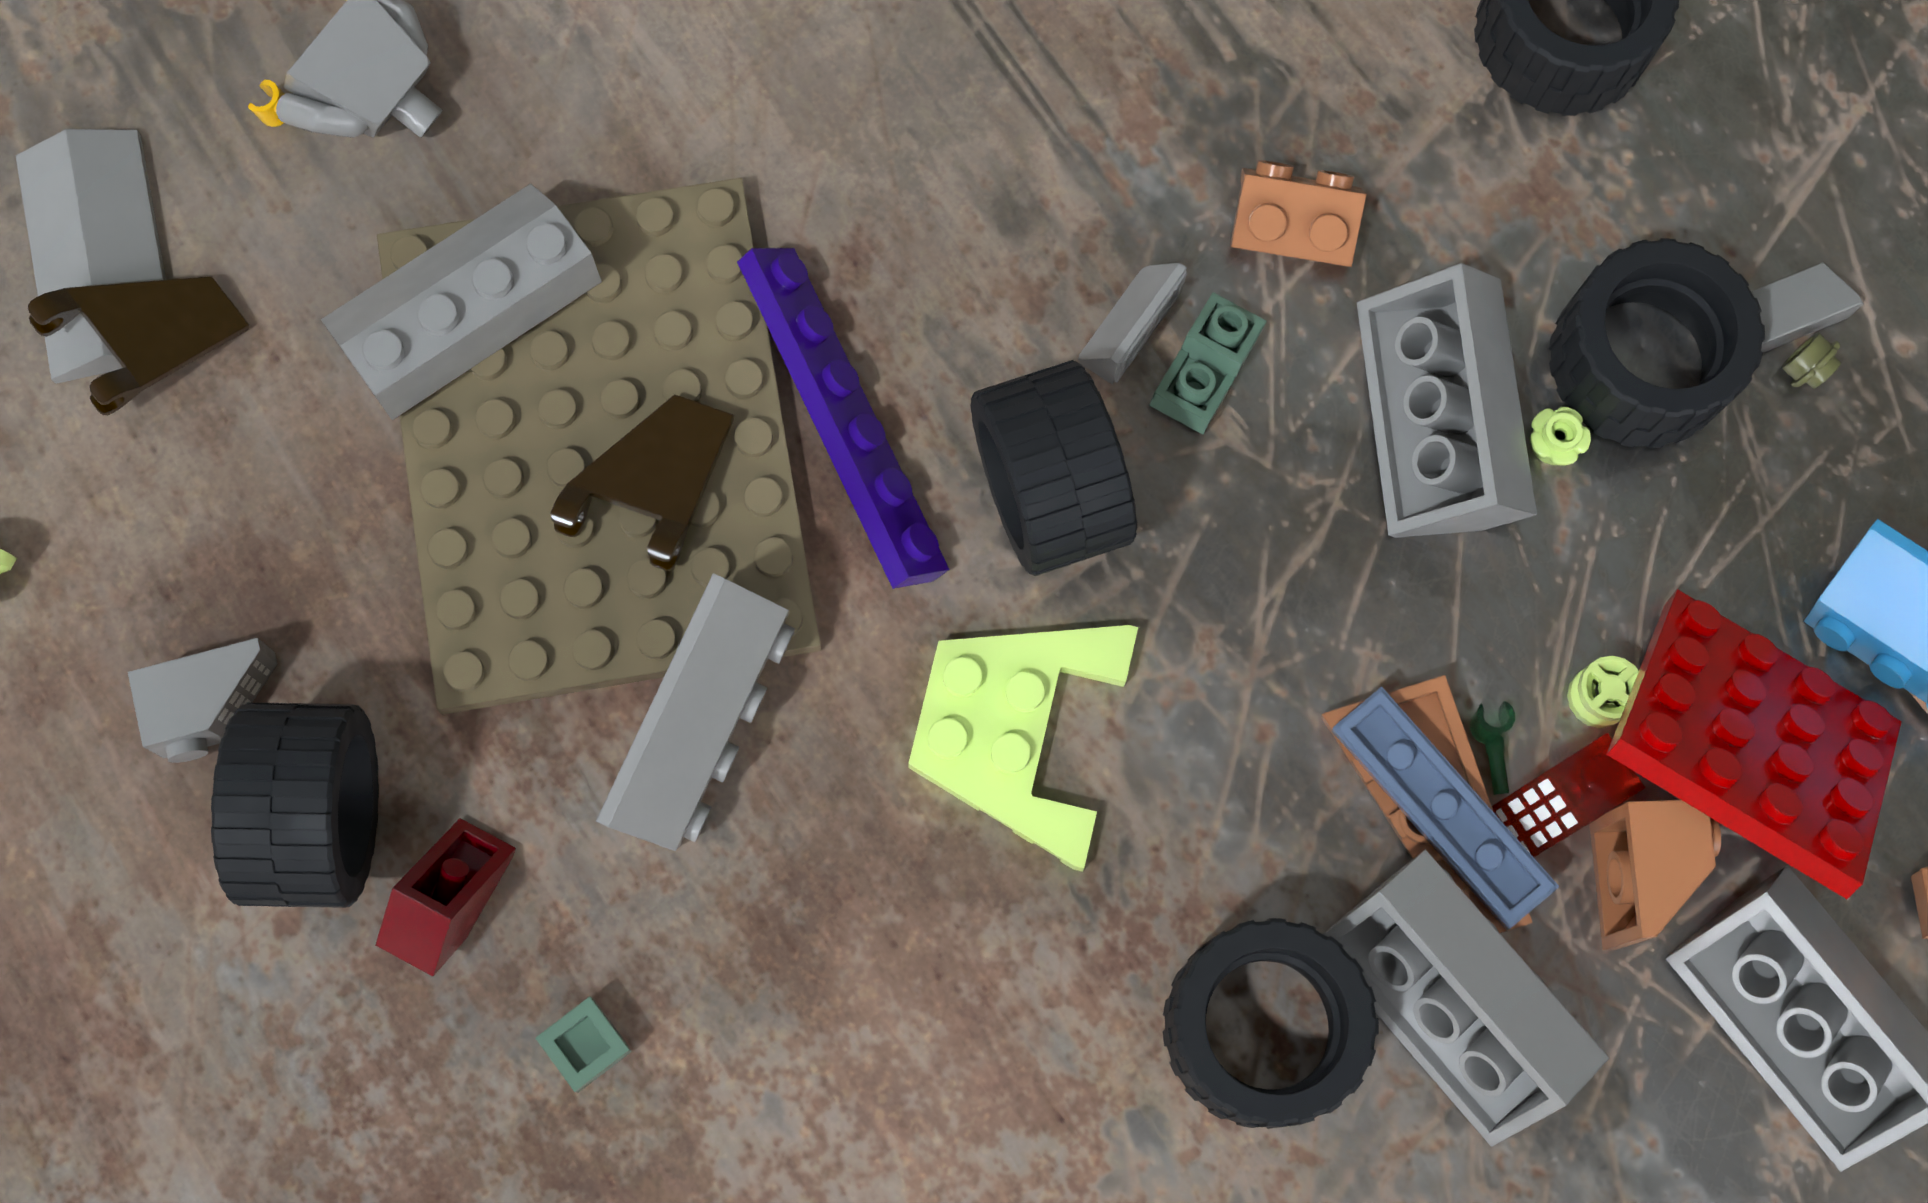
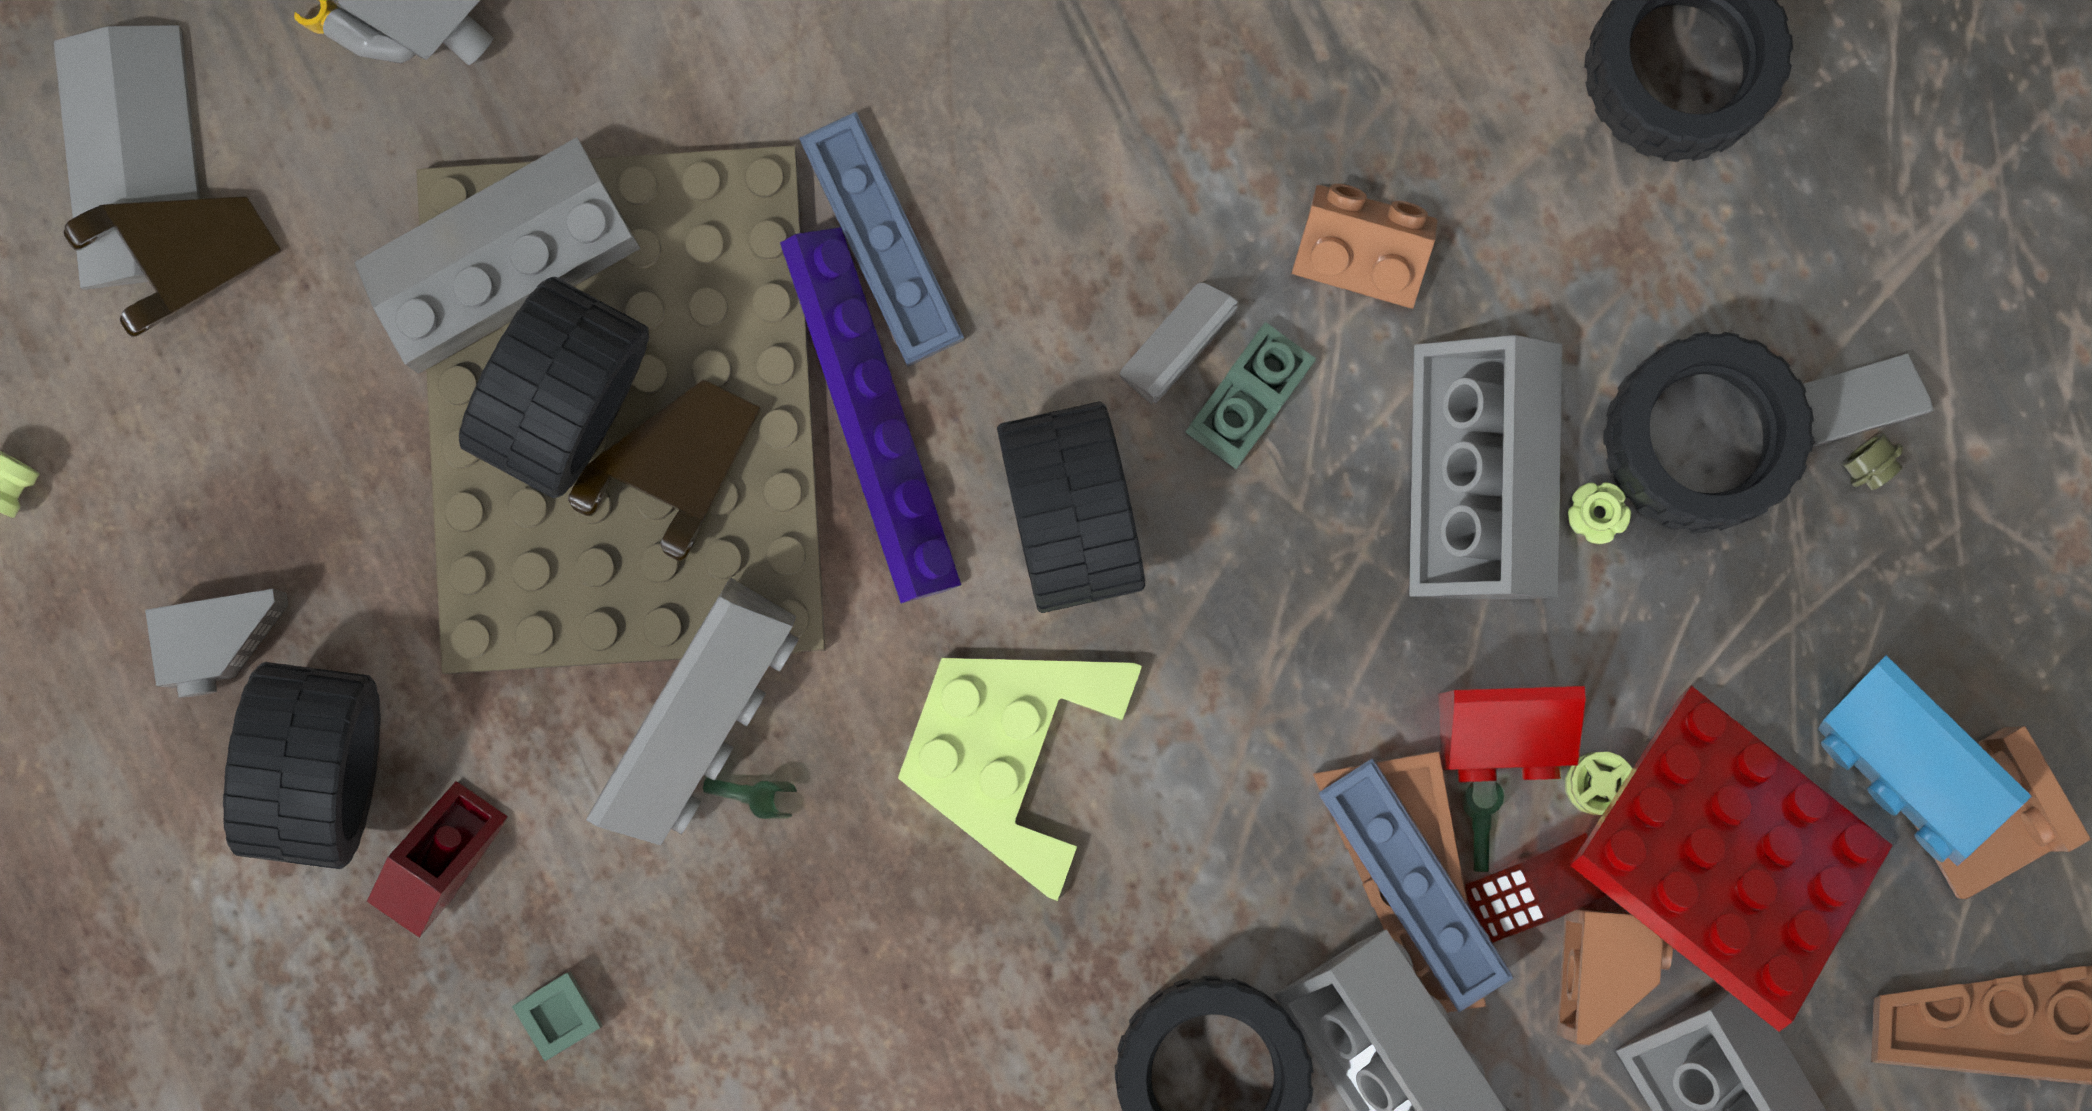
camera: 10 degrees right, 10 degrees up
(524, 397) = (553, 386): none -> black tyre
(769, 797) = (759, 797): none -> clear green hand
(835, 257) = (881, 239): none -> sand blue tile
(1514, 642) = (1511, 729): none -> red slope

